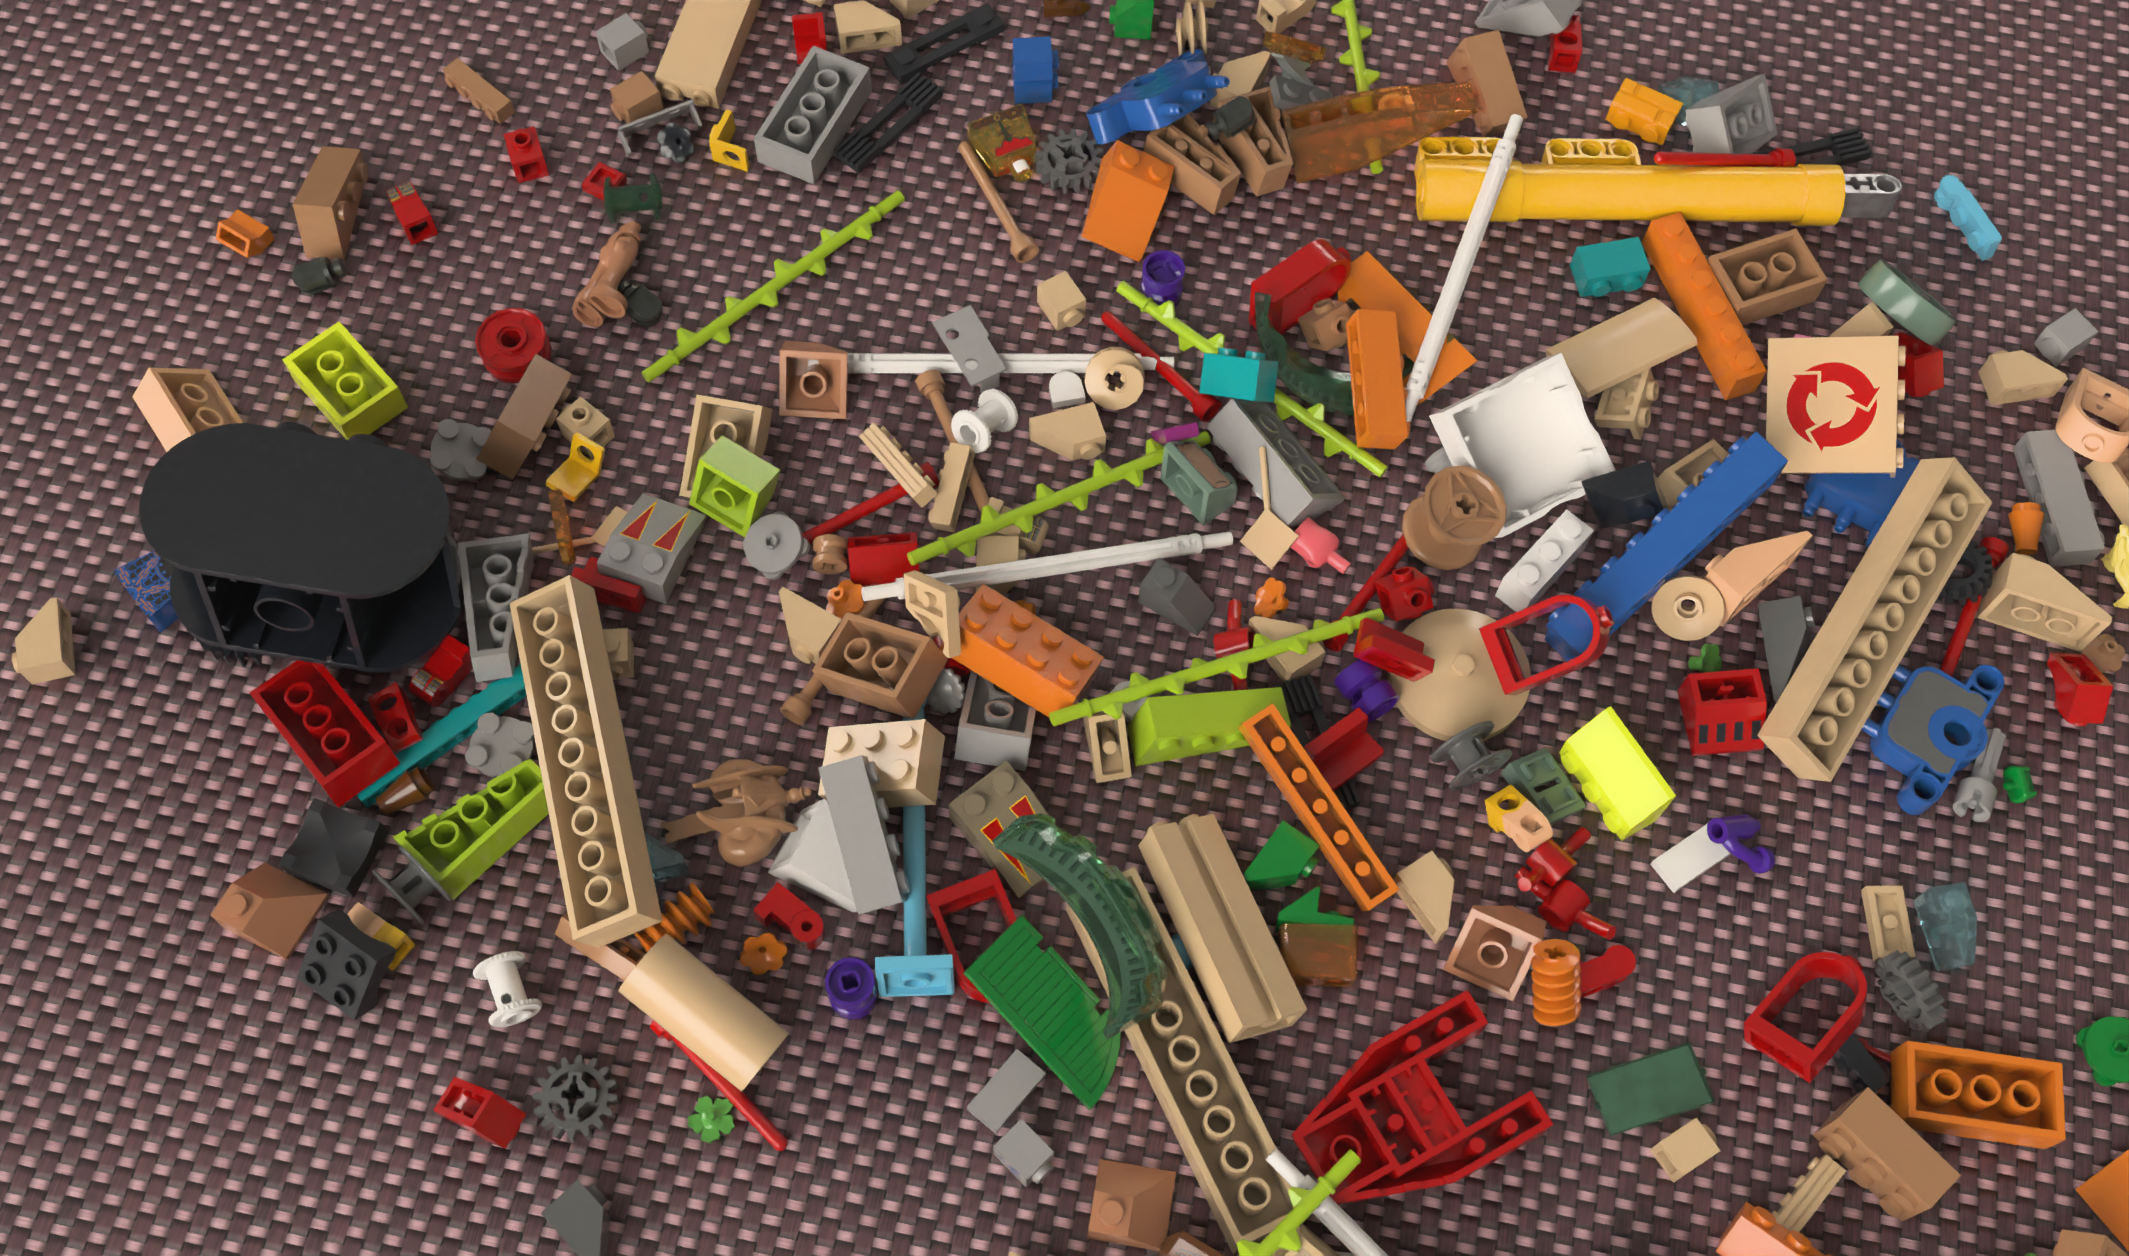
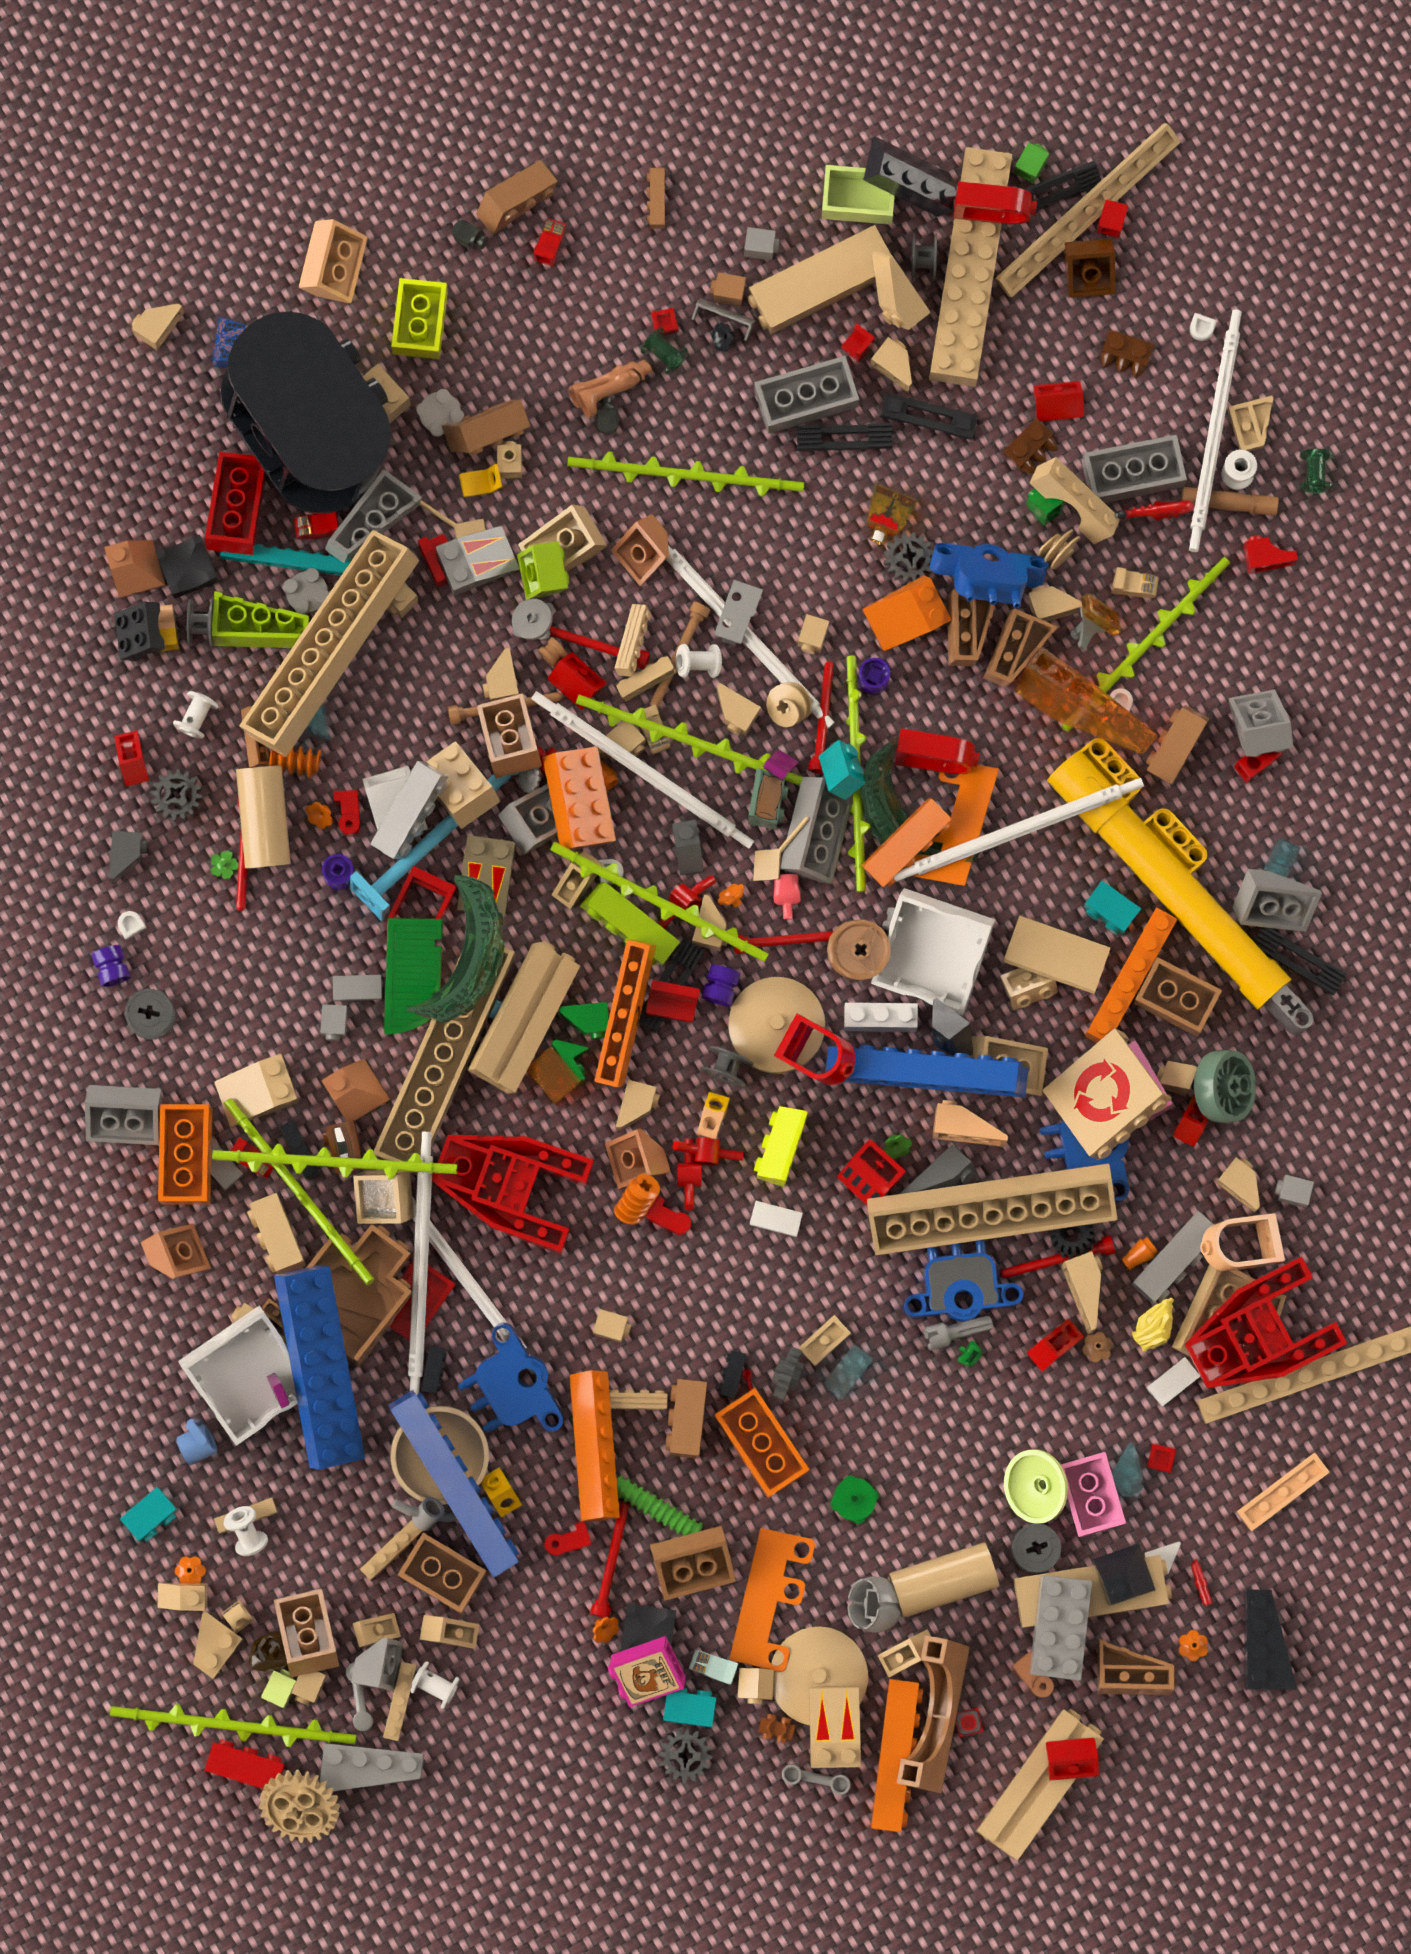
camera: 50 degrees right, 15 degrees up
(244, 234) = (455, 172): orange piece -> none
(397, 722) = (272, 530): red leg -> none
(405, 791) = (245, 570): reddish brown cone -> none
(501, 332) = (521, 363): red wheel -> none
(526, 154) = (640, 265): red brick -> none
(562, 527) = (443, 506): clear orange tile -> none
(719, 143) = (746, 357): yellow bracket -> none
(750, 813) = (379, 745): medium nougat hair -> none
(845, 598) = (535, 682): orange plant -> none
(936, 608) = (554, 738): tan wing -> none
(1022, 246) = (831, 580): medium nougat piece -> none
(1034, 70) = (946, 486): blue piece -> none
(1066, 389) = (762, 683): white tile -> none
(1232, 118) = (1004, 626): pearl dark grey arm -> none
(1290, 93) = (1067, 649): dark grey hinge -> none
(1326, 324) = (927, 785): medium nougat brick -> none
(1392, 651) = (749, 979): red panel -> none
(1404, 593) = (794, 960): red brick -> none
(1536, 771) = (745, 1128): sand green piece -> none
(1643, 111) = (1244, 845): light orange brick -> none
(1650, 1089) = (631, 1288): clear green piece -> none
(1684, 621) = (917, 1110): tan dish -> none
(1733, 828) = (803, 1224): dark purple plant -> none
(1777, 158) = (1269, 946): red piece -> none
(1785, 1048) = (710, 1352): red window -> none
(1968, 216) = (1336, 1078): medium azure hinge -> none

